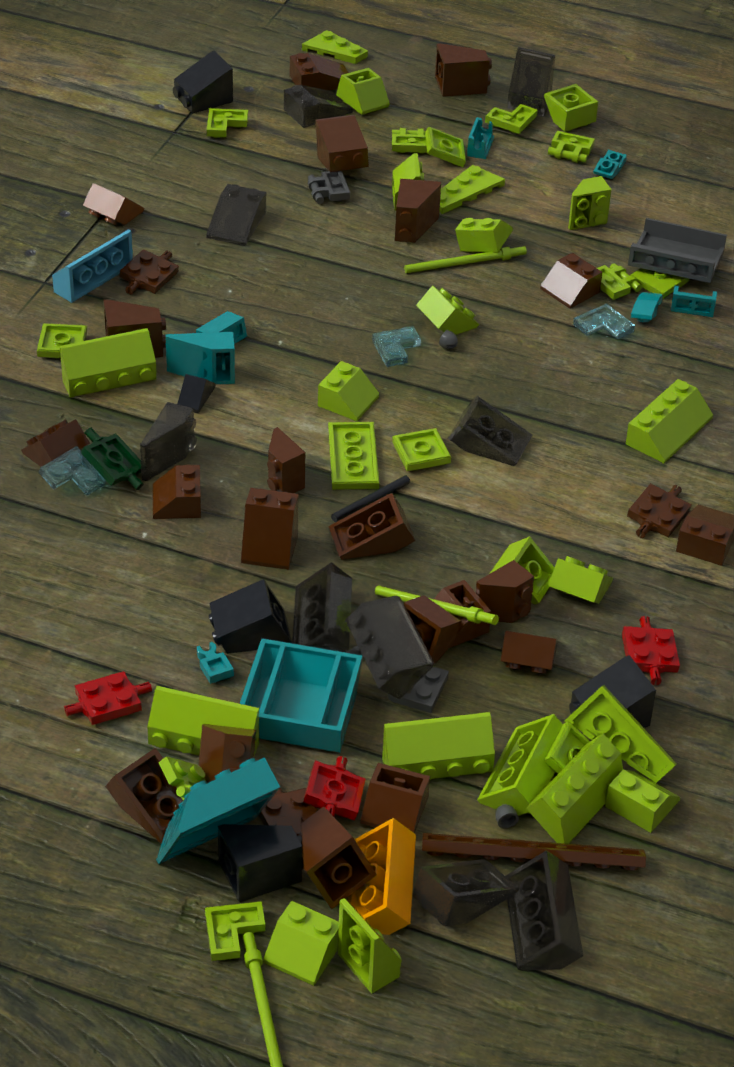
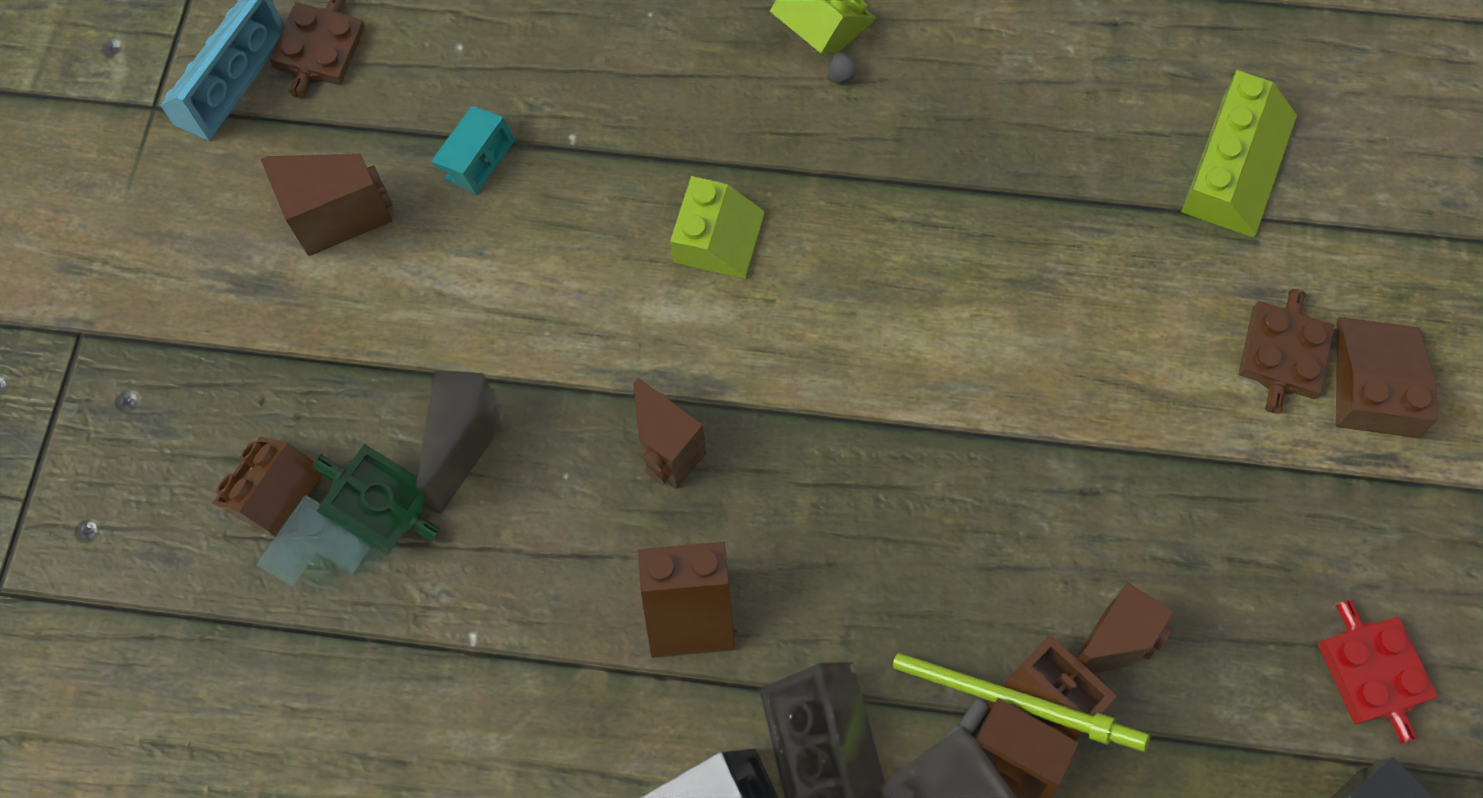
camera: 10 degrees left, 25 degrees up
(56, 335) = (216, 238): lime plate -> none
(108, 362) = (306, 280): lime slope -> none
(178, 493) = (504, 540): reddish brown slope -> none
(195, 392) = (468, 295): black slope -> none
(202, 356) = (461, 223): teal slope -> none
(353, 455) = (764, 362): lime tile -> none
(372, 530) = (849, 535): reddish brown slope -> none
(376, 495) = (821, 453): black bar -> none
(393, 342) = (750, 97): clear light blue plate -> none
(421, 449) = (872, 322): lime plate -> none
(489, 433) = (970, 259): clear smoke slope -> none
(528, 650) = (1192, 736): reddish brown slope -> none
(533, 560) = (1121, 548): lime slope -> none
(579, 581) = (1222, 552): lime slope -> none

